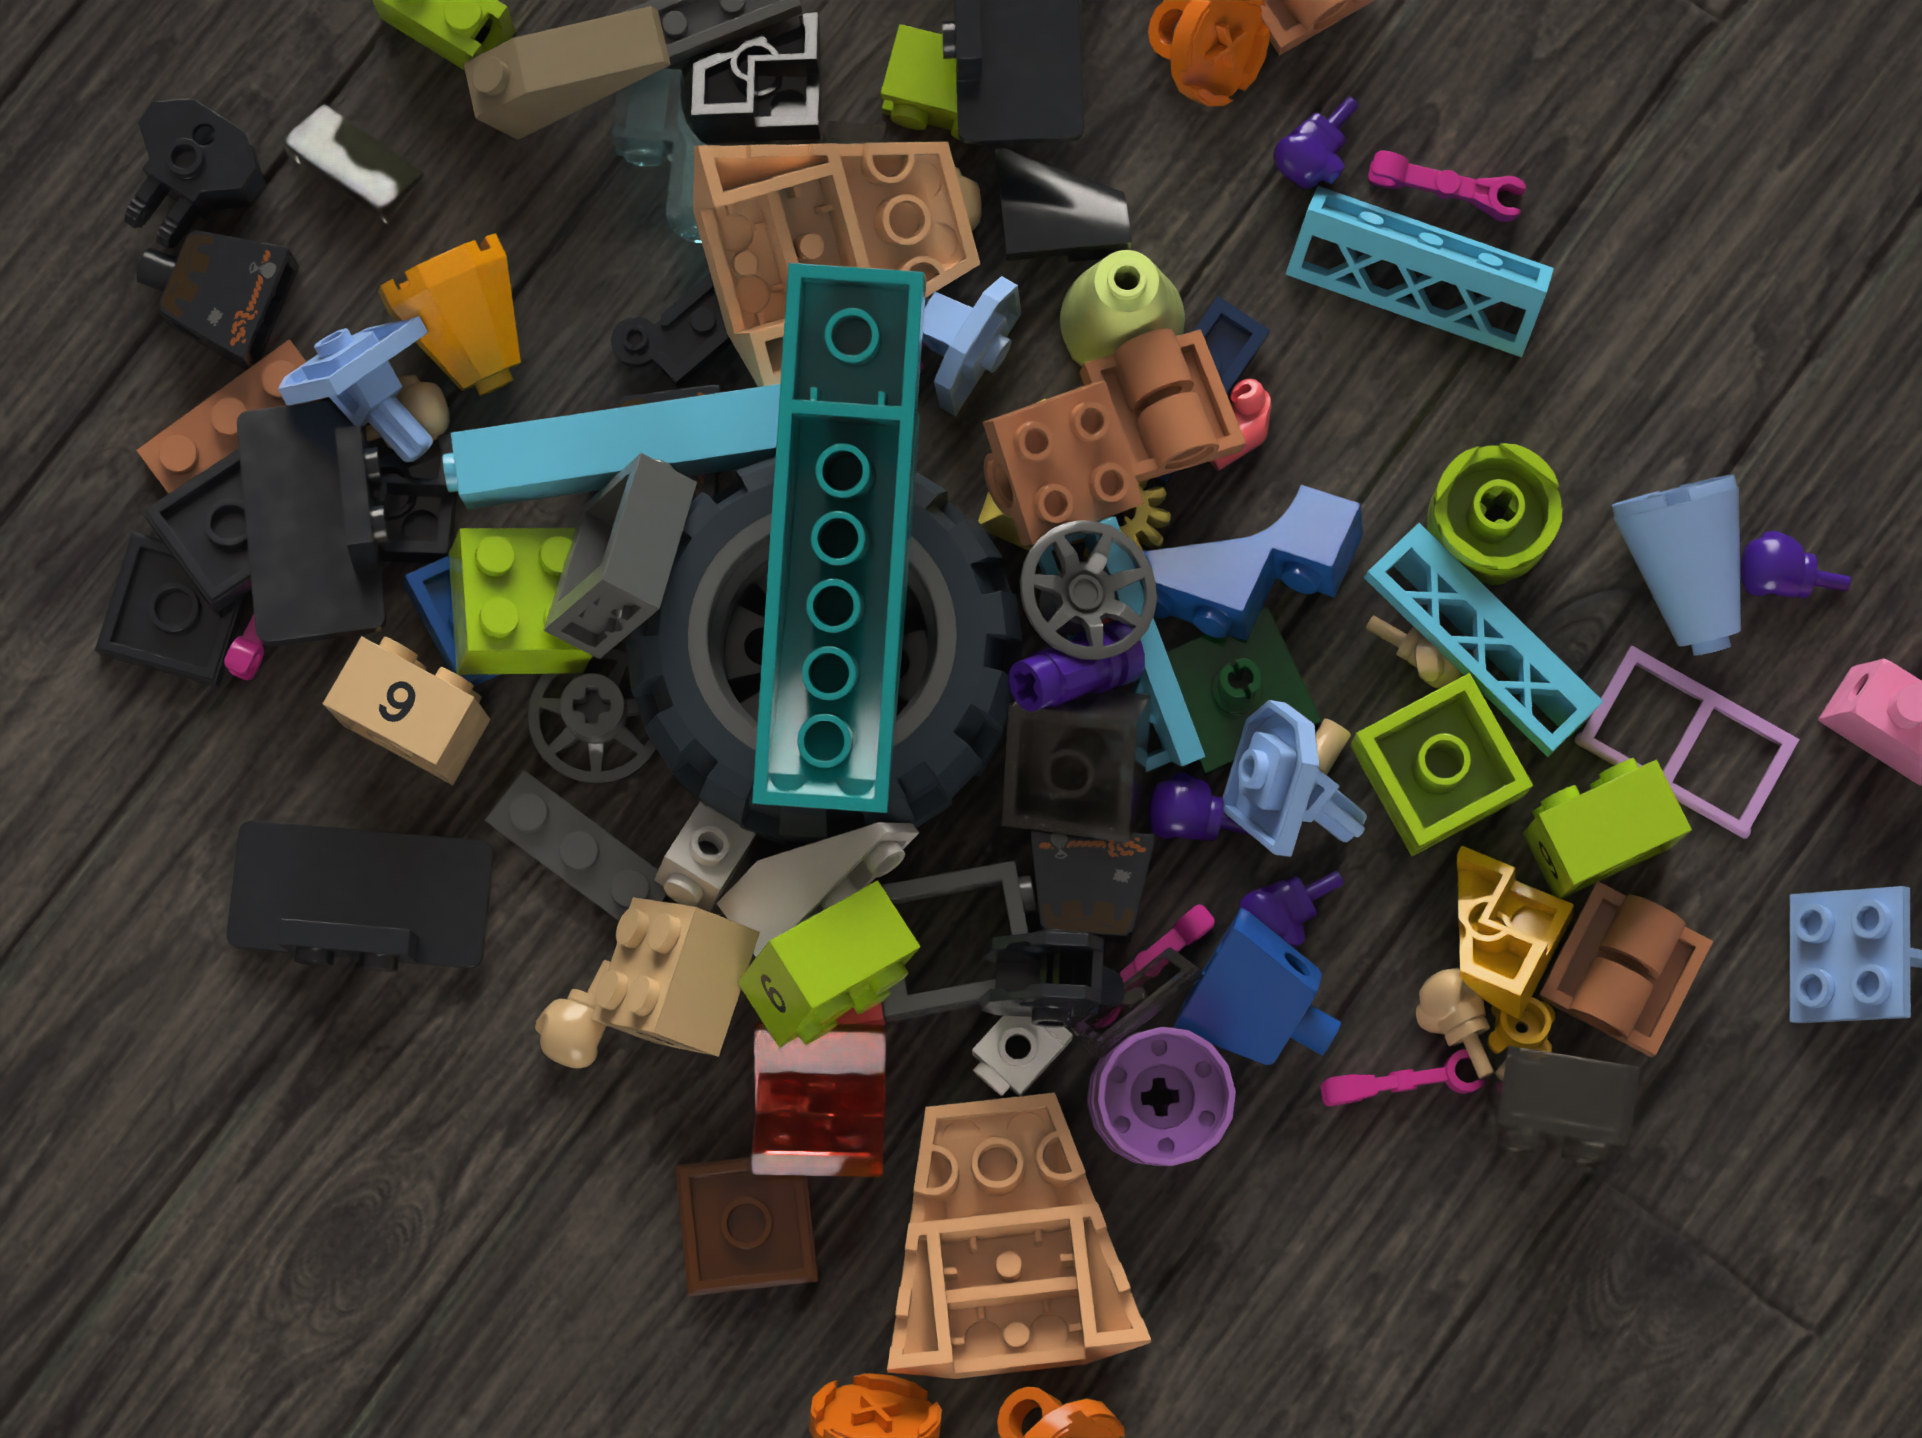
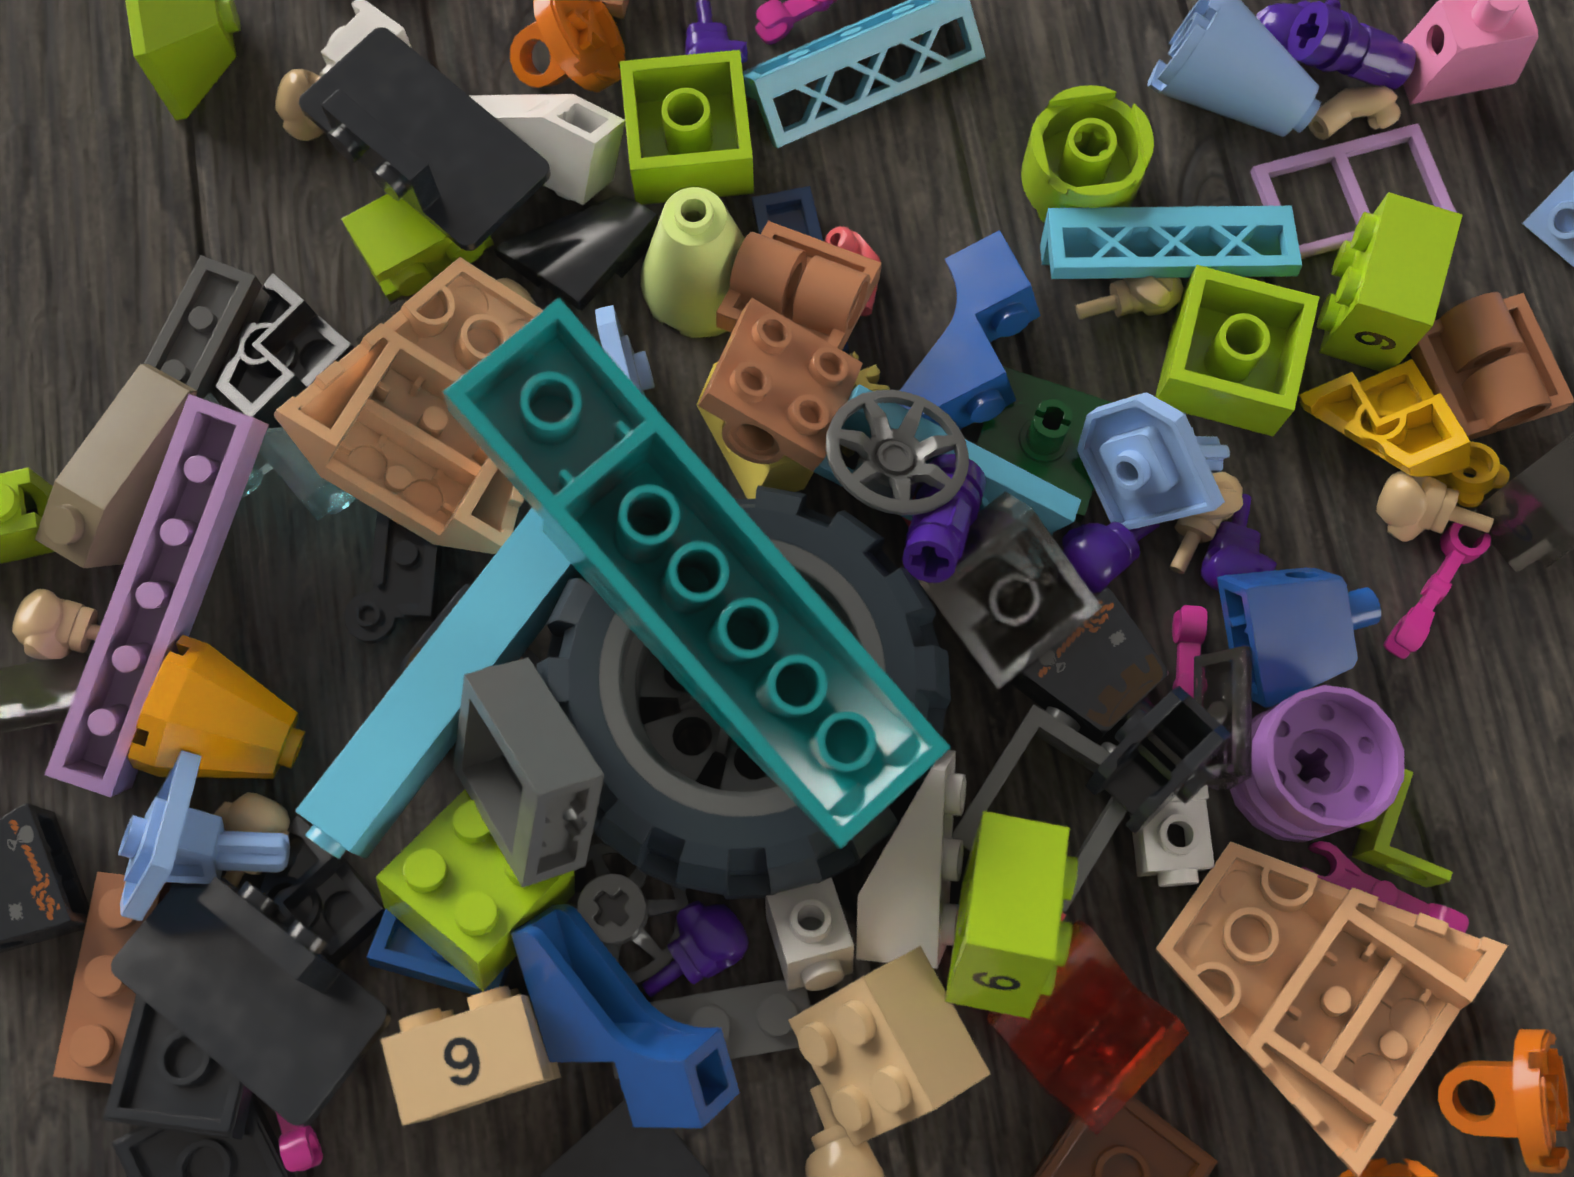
camera: 50 degrees left, 5 degrees down
(422, 136) = (54, 626): none -> tan piece
(509, 187) = (157, 592): none -> lavender brick
(514, 764) = (597, 1014): none -> blue arch
(631, 796) = (707, 944): none -> dark purple piece
(1122, 1236) = (1348, 875): none -> dark pink piece
(1123, 105) = (566, 131): none -> white slope
(1170, 1182) = (1374, 846): none -> lime bracket
(1223, 196) = (687, 125): none -> lime brick
(1312, 857) = (1203, 526): none -> tan piece
(1765, 675) = (1374, 102): none -> tan arm
(1800, 634) = (1337, 41): none -> dark purple axle

